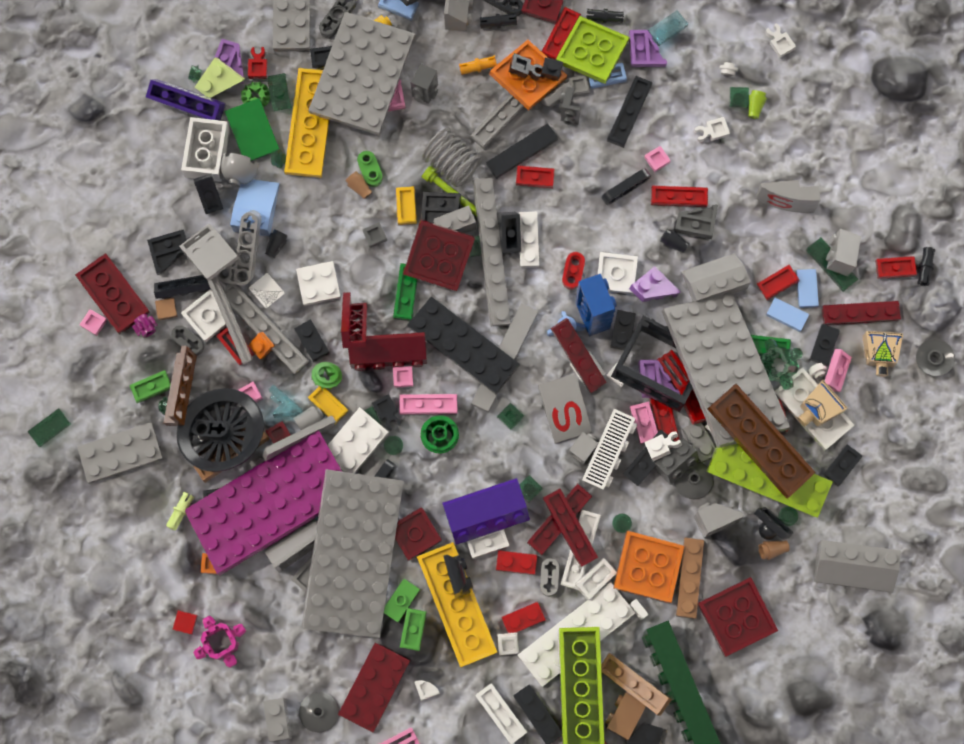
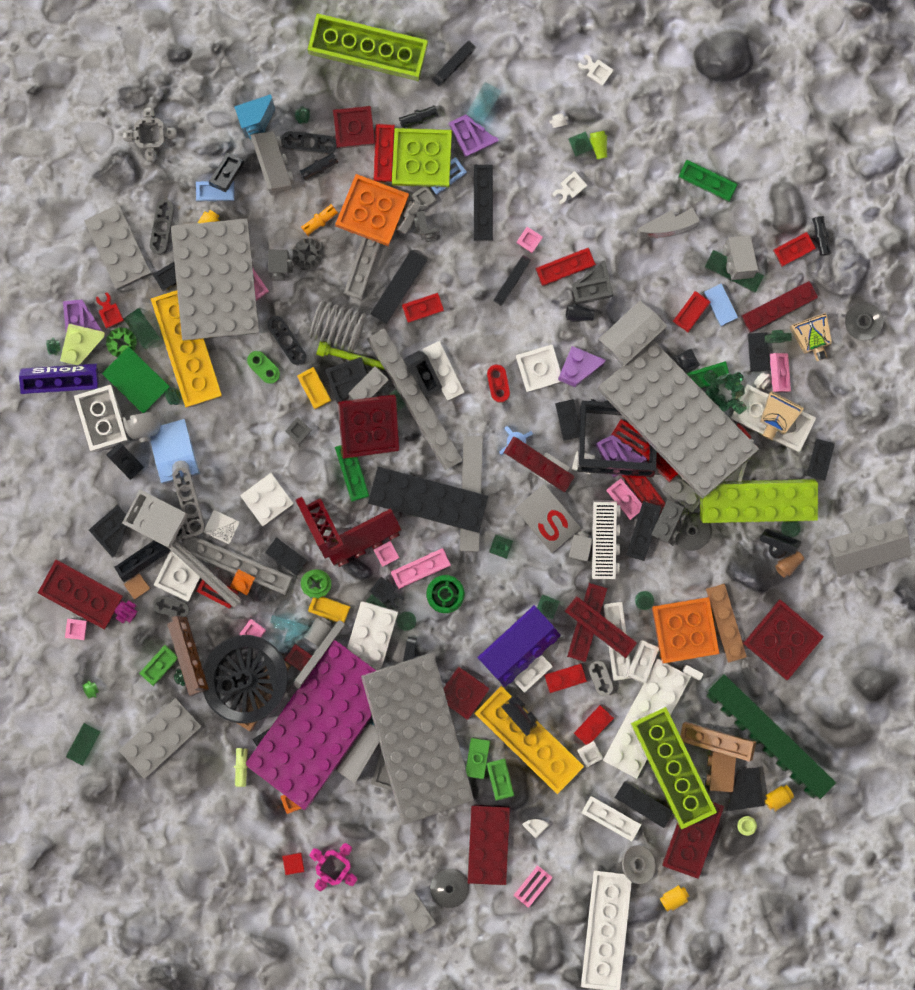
camera: 25 degrees left, 10 degrees up
(79, 381) = (90, 689): none -> bright green plate
(275, 243) = (209, 479): black cone -> none
(358, 184) = (261, 388): medium nougat cone -> none
(395, 148) = (290, 355): none -> black beam
(454, 97) = (299, 257): none -> dark grey gear
(522, 67) = (364, 208): plate -> none
(551, 69) = (392, 195): black plate -> none
(595, 304) = (535, 413): blue brick -> none
(659, 447) = (649, 518): white plate -> none
(716, 518) = (727, 561): light grey slope -> none
(755, 324) = (687, 360): none -> black tile
(761, 441) = (739, 476): reddish brown plate -> none
(787, 314) = (712, 338): light blue tile -> none
(841, 176) = (707, 180): none -> green tile
(848, 337) = (778, 336): none -> clear green plate

